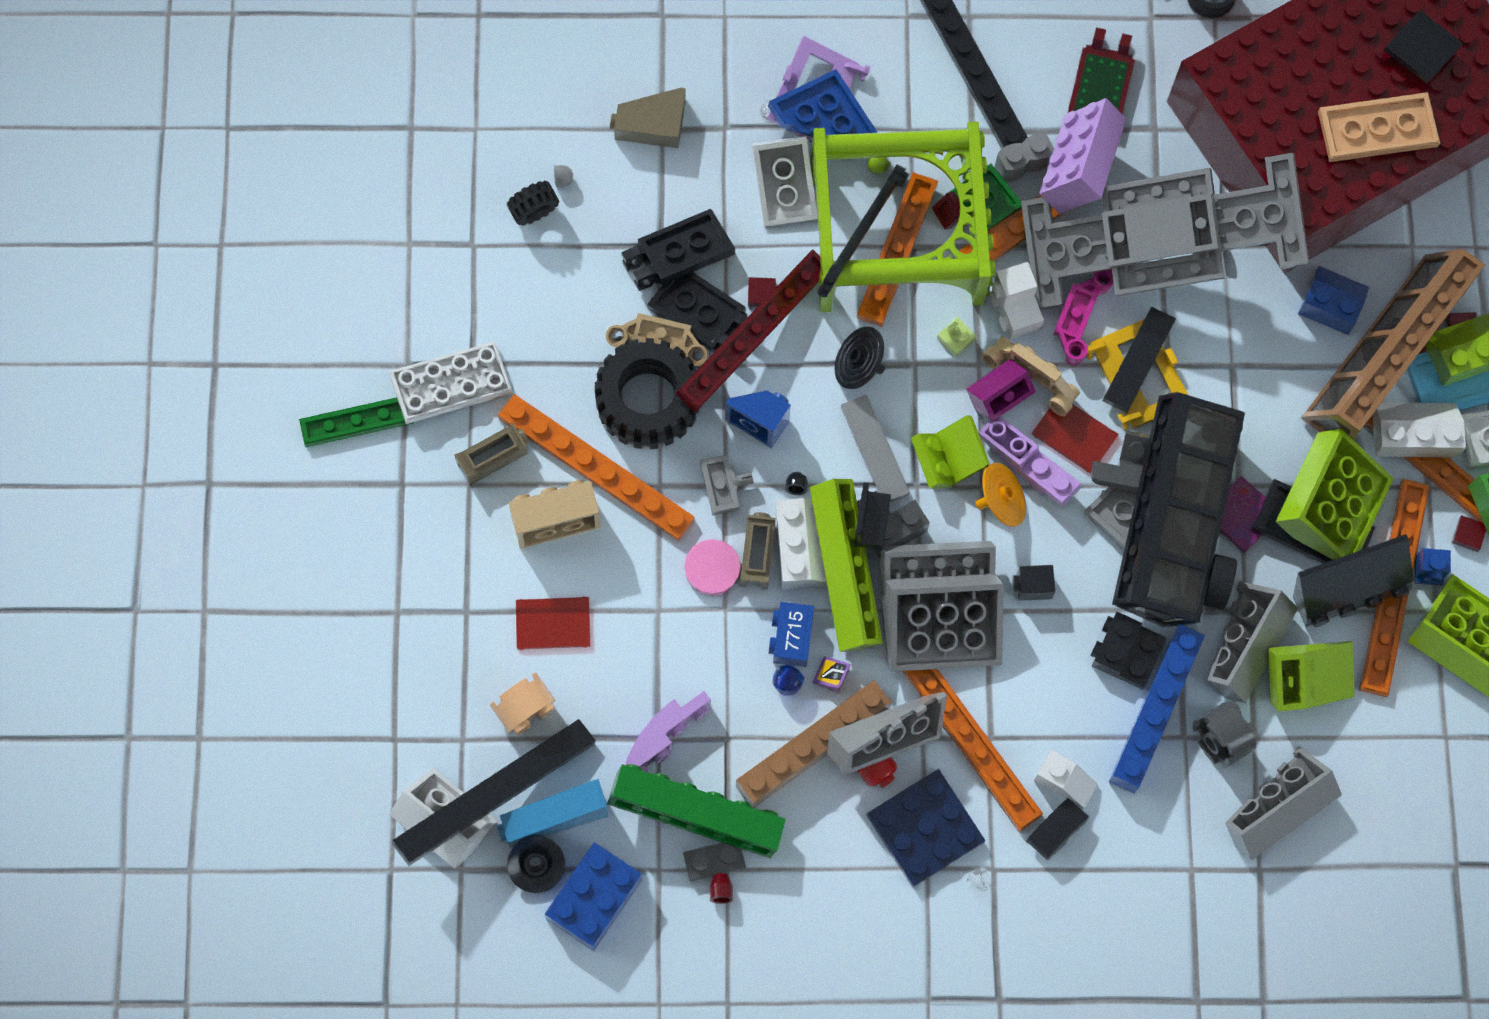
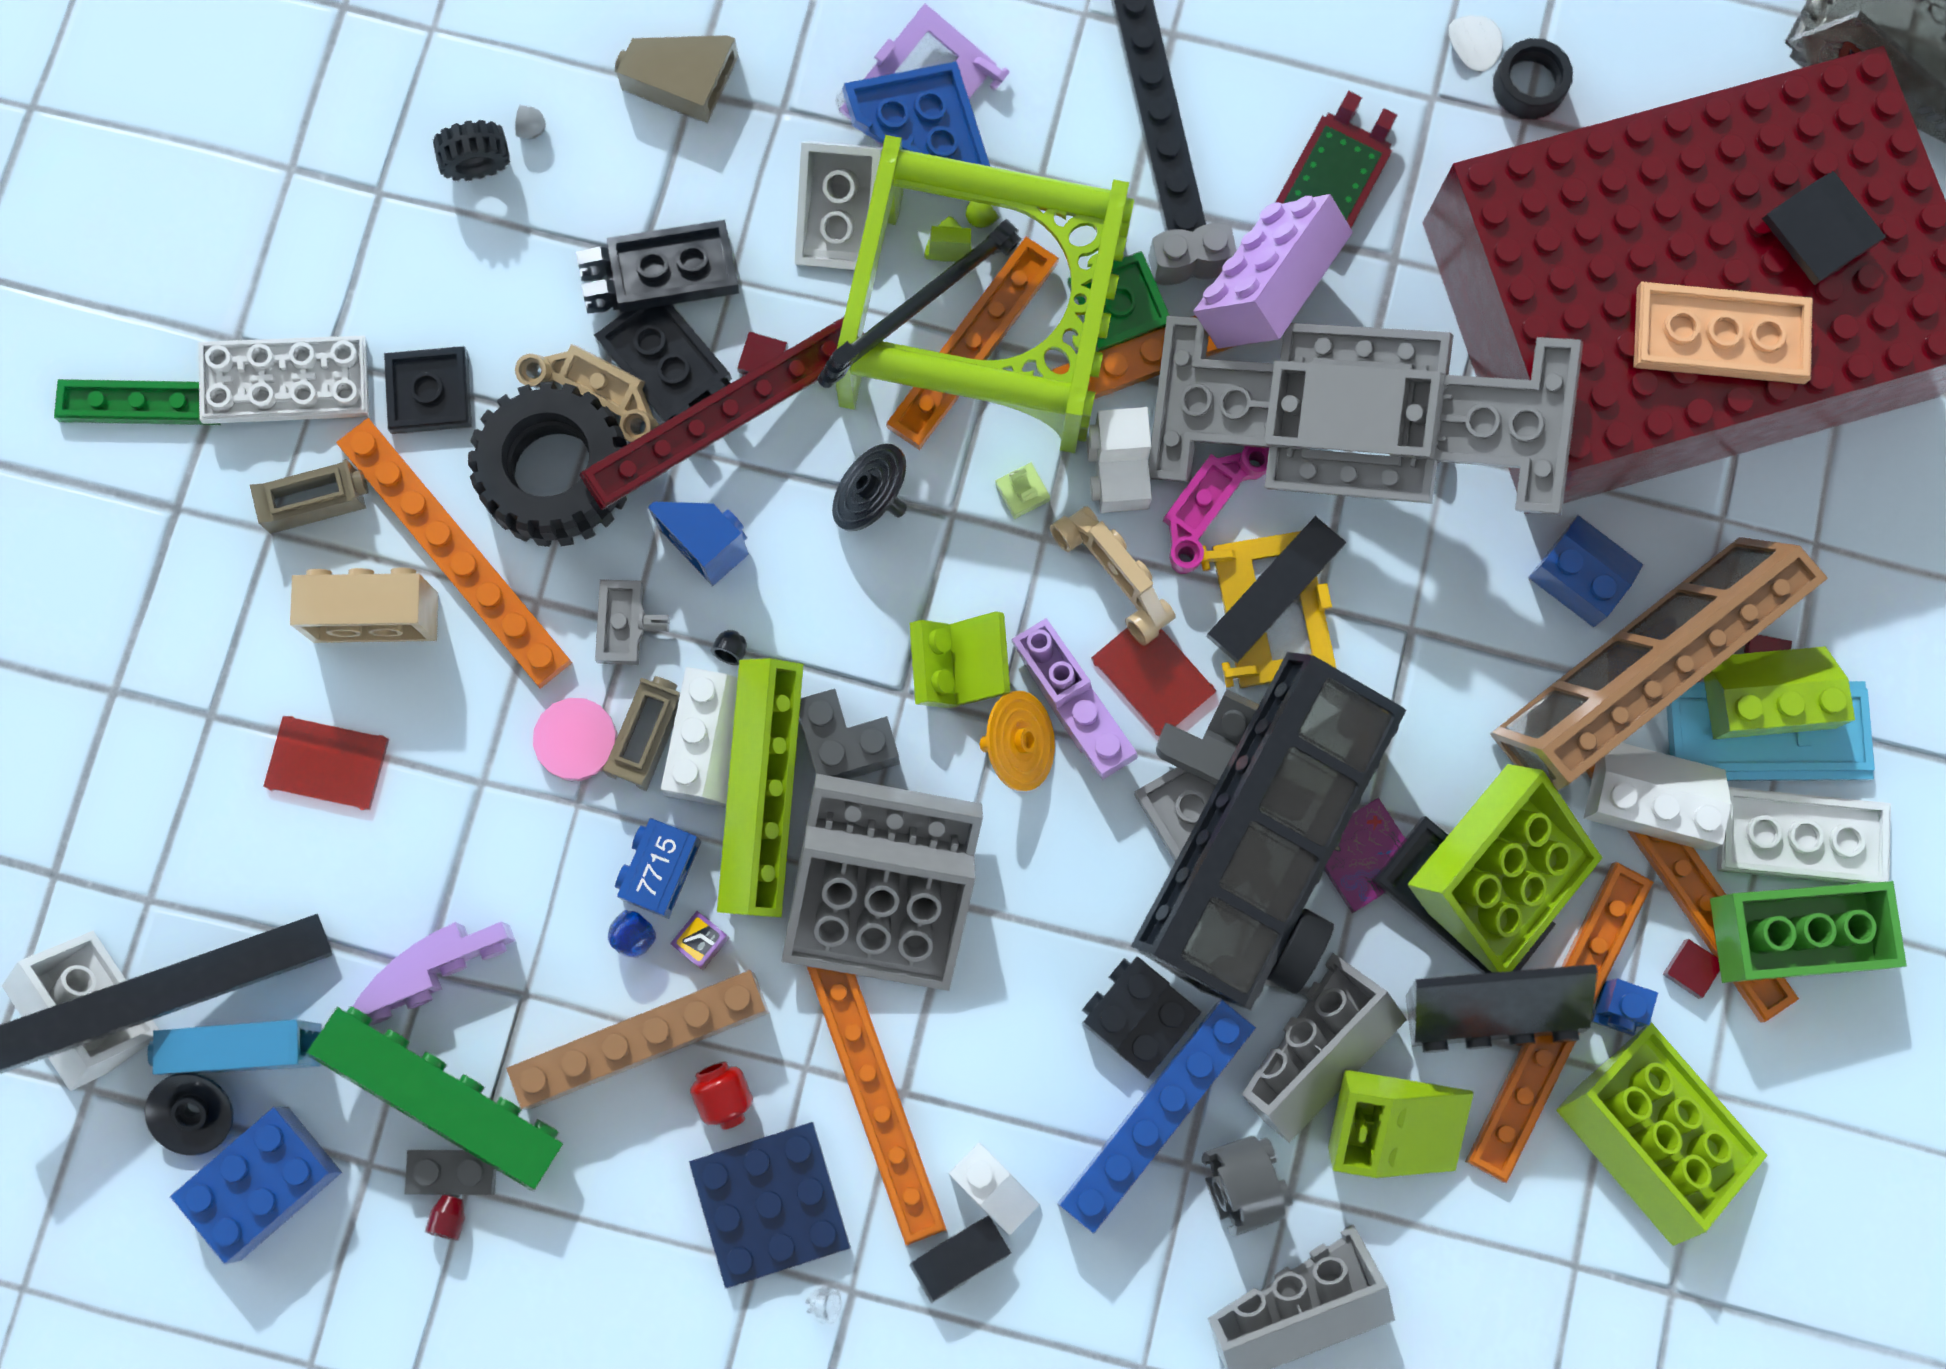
camera: 15 degrees right, 5 degrees up
(524, 703) = (236, 873): light nougat brick -> none
(546, 366) = (427, 390): none -> black tile
(863, 187) = (948, 241): none -> lime tile
(872, 519) = (810, 731): black panel -> none
(874, 448) = (857, 626): light grey tile -> none
(887, 733) = (742, 1057): light grey wedge -> none
(947, 210) = (1056, 301): dark red tile -> none
(1001, 390) = (1061, 585): magenta brick -> none
(1034, 582) = (1030, 880): black brick -> none

